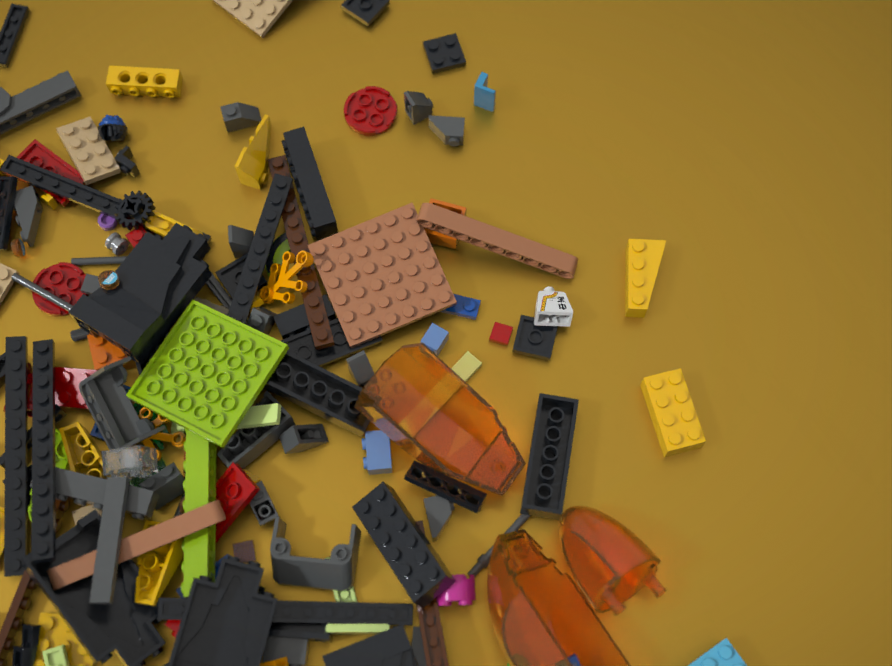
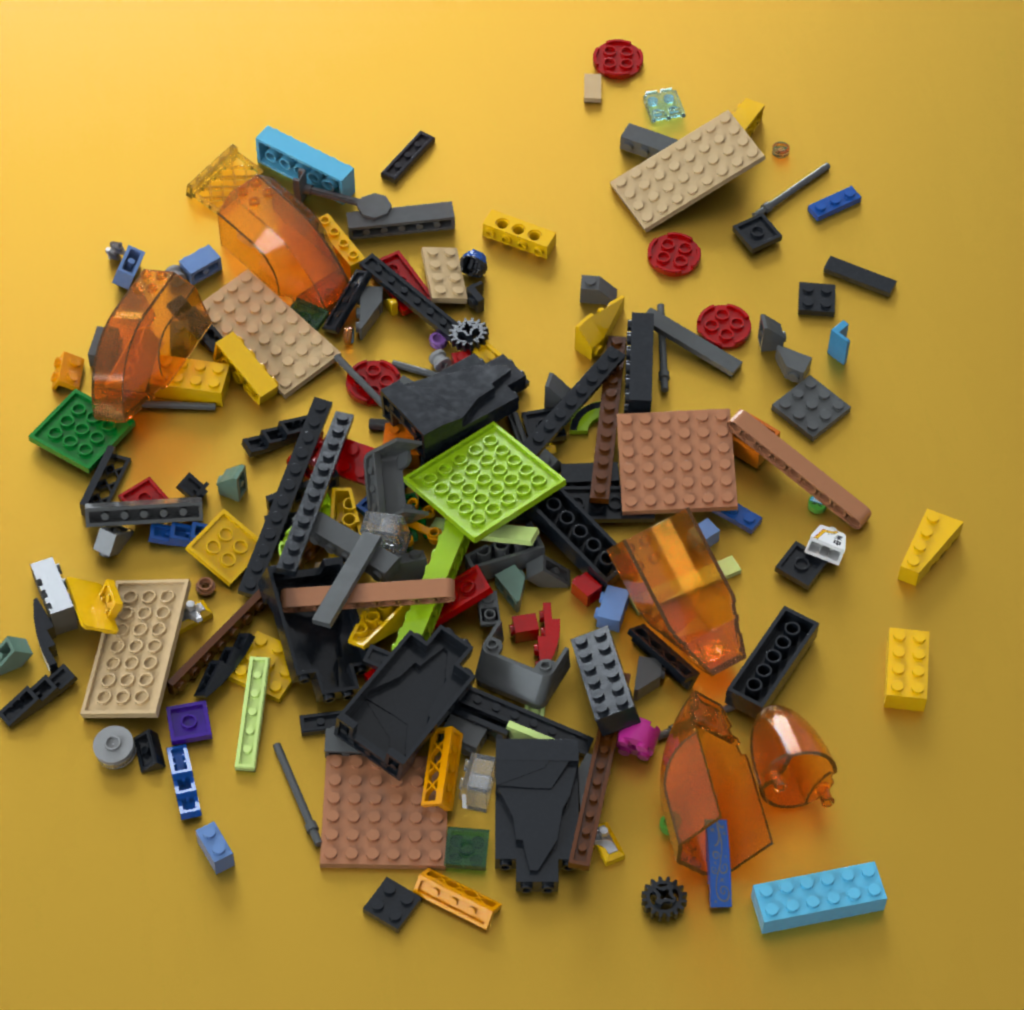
camera: 20 degrees right, 15 degrees down
(108, 279) = (426, 376): clear orange tile -> none
(270, 292) = (566, 446): light orange plant -> none
(273, 464) = (511, 585): none -> sand green slope
(297, 52) = (674, 254): none -> red tile
(302, 507) = (524, 628): none -> red brick
(332, 519) = (548, 641): none -> red slope
(334, 181) = (663, 374): none -> dark grey bar
(345, 440) = (586, 589): none -> red brick
(349, 139) = (695, 344): none -> dark grey tile
(360, 368) = (623, 527): dark grey slope -> none
(473, 16) = (859, 276): none -> black tile
(481, 168) = (811, 408): none -> dark grey plate
(501, 334) = (770, 552): red tile -> none
(523, 269) = (816, 506): none -> bright green tile

